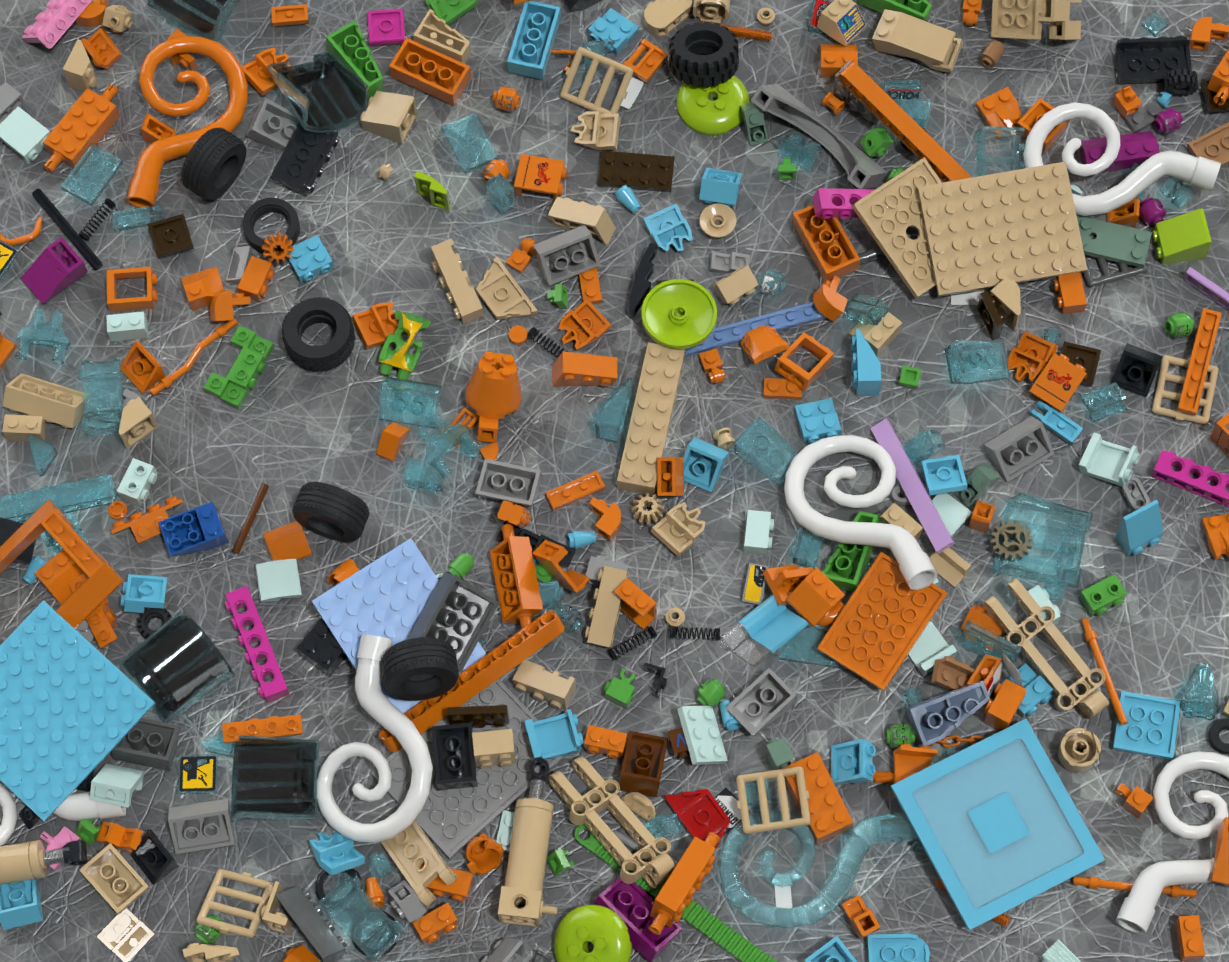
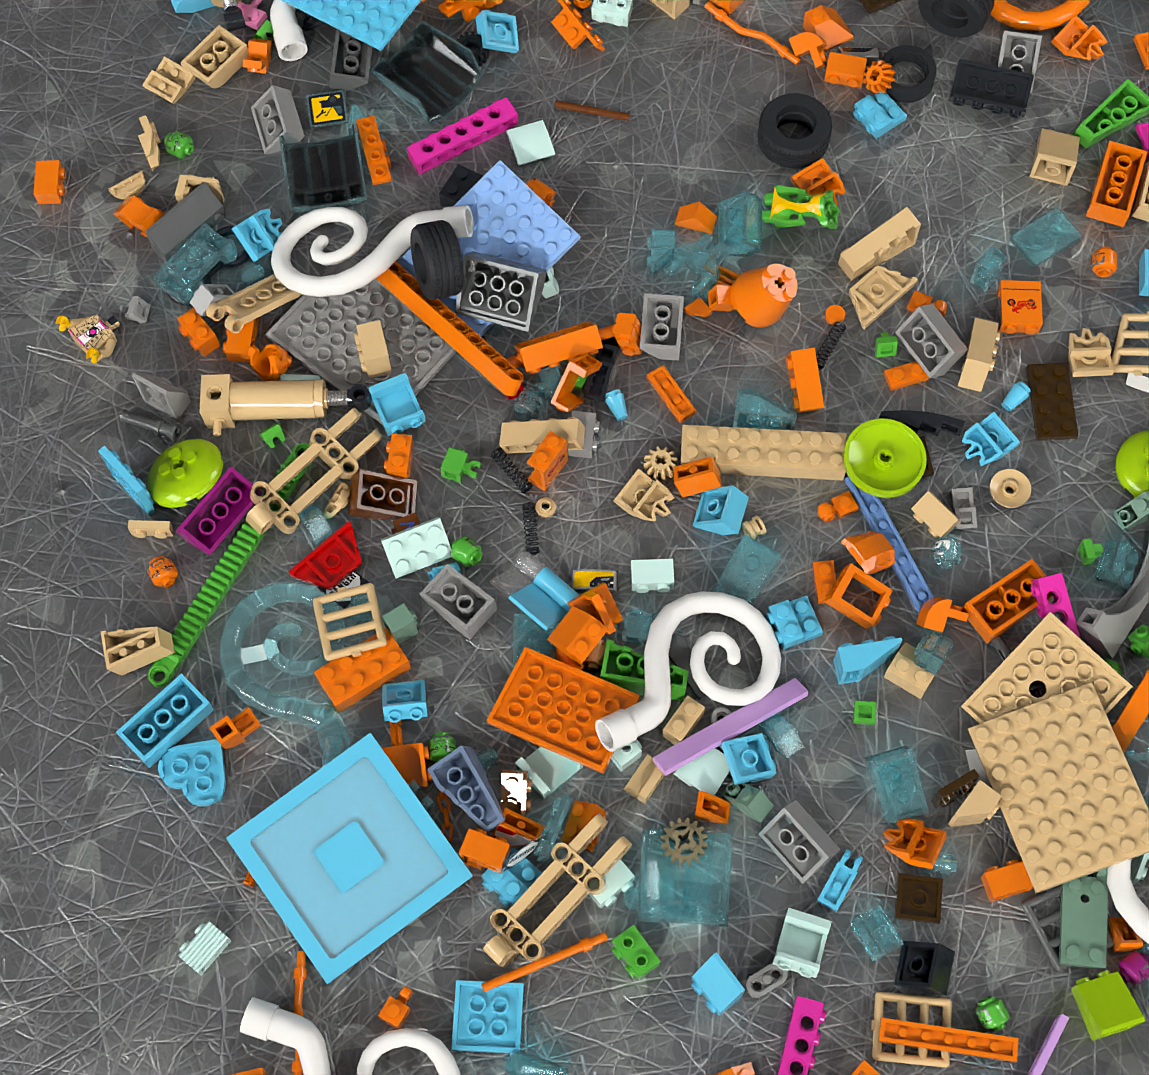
camera: 80 degrees right, 0 degrees up
(116, 785) = (304, 38): light aqua panel -> none
(153, 858) = (245, 90): black slope -> none
(194, 530) = (569, 63): blue slope -> none
(216, 888) = (217, 142): tan bar -> none
(244, 371) = (746, 77): bright green bracket -> none
(287, 542) = (571, 144): orange slope -> none
(322, 92) = (1062, 85): clear smoke windscreen -> none
(331, 511) = (599, 165): black tyre -> none
(374, 891) = (225, 275): orange cone -> none
(385, 171) = (992, 163): tan plate -> none
(433, 189) = (976, 205): lime slope -> none
(454, 756) = (361, 309): black brick -> none
(461, 565) = (569, 298): bright green brick -> none
(479, 715) = (404, 330): dark brown plate -> none
(494, 168) = (1016, 264): orange head -> none
(544, 684) = (453, 393): tan wedge -> none
(584, 325) = (857, 373): orange plate -> none
(610, 520) = (643, 430): orange brick -> none
(658, 671) = (474, 502): black bracket -> none
(683, 883) = (250, 543): orange brick -> none
(720, 186) = (1053, 485): medium azure slope -> none
(1058, 382) = (887, 874): orange panel -> none
(1084, 741) = (433, 937): tan brick -> none

